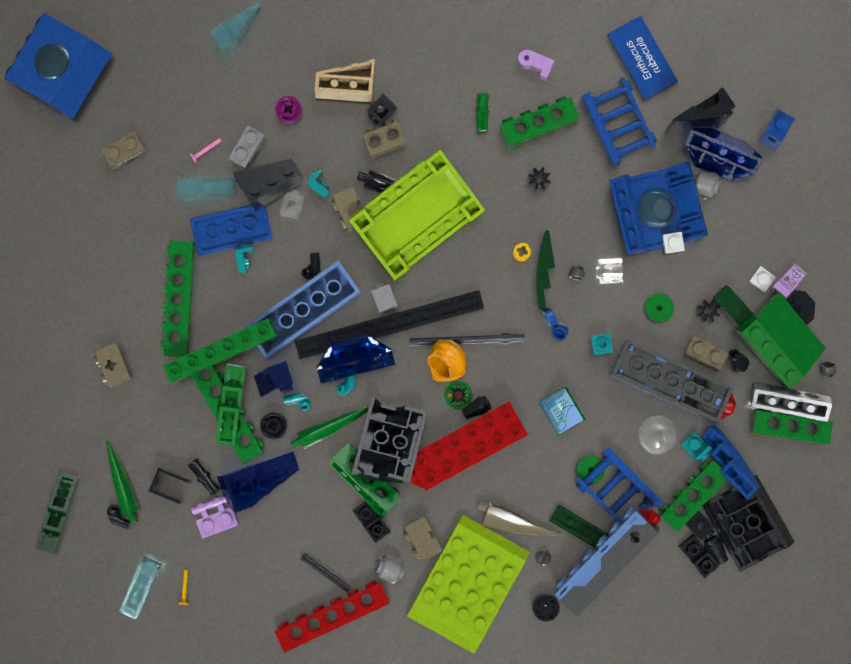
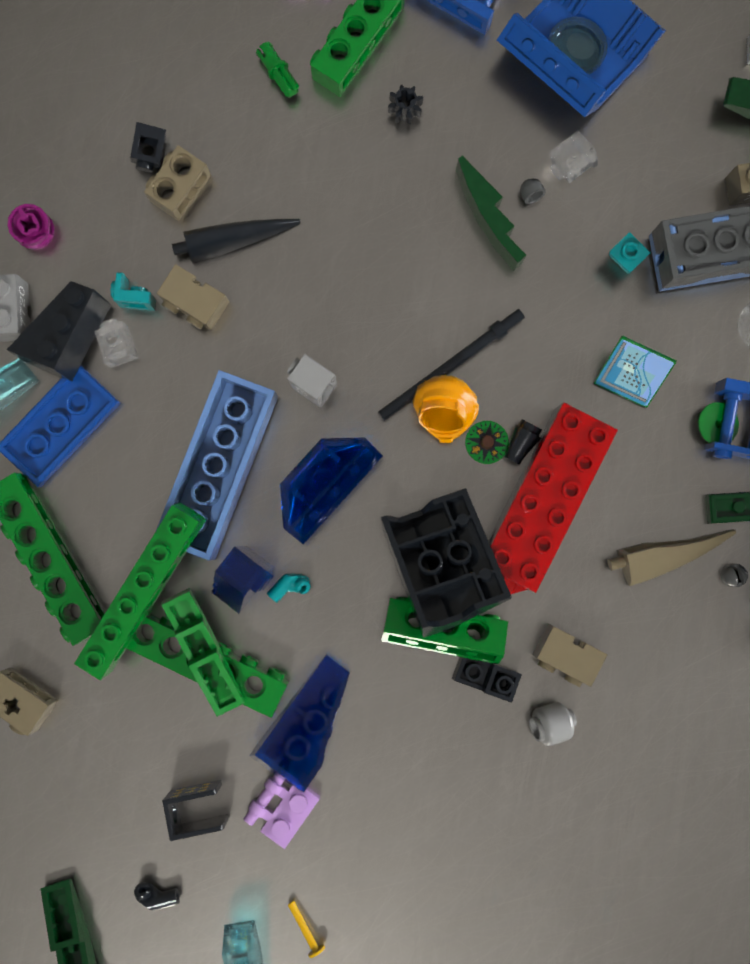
camera: 35 degrees left, 0 degrees up
(124, 491) = (138, 853): green piece -> none
(204, 477) = (233, 767): black pin -> none
(243, 262) = (100, 456): teal bracket -> none
(273, 425) = (279, 639): black wheel -> none
(289, 642) = (489, 907): red brick -> none
(313, 268) = (195, 403): black arm -> none
(325, 572) = (483, 783): black bar -> none
(326, 428) = (348, 597): green piece -> none
(346, 83) = (80, 143): tan wedge -> none
(347, 386) = (339, 525): teal arm -> none
(393, 323) = (344, 405): black plate -> none
(416, 213) = (279, 244): lime slope -> none
(468, 584) = (667, 673): lime slope -> none
(516, 253) = (451, 202): yellow bush -> none
(549, 317) = (536, 267): blue tile -> none
(560, 331) = (561, 279): blue hinge -> none
(659, 307) = (663, 165): green piece -> none
(673, 242) = (626, 71): white plate -> none
(707, 316) = (727, 127): black gear -> none

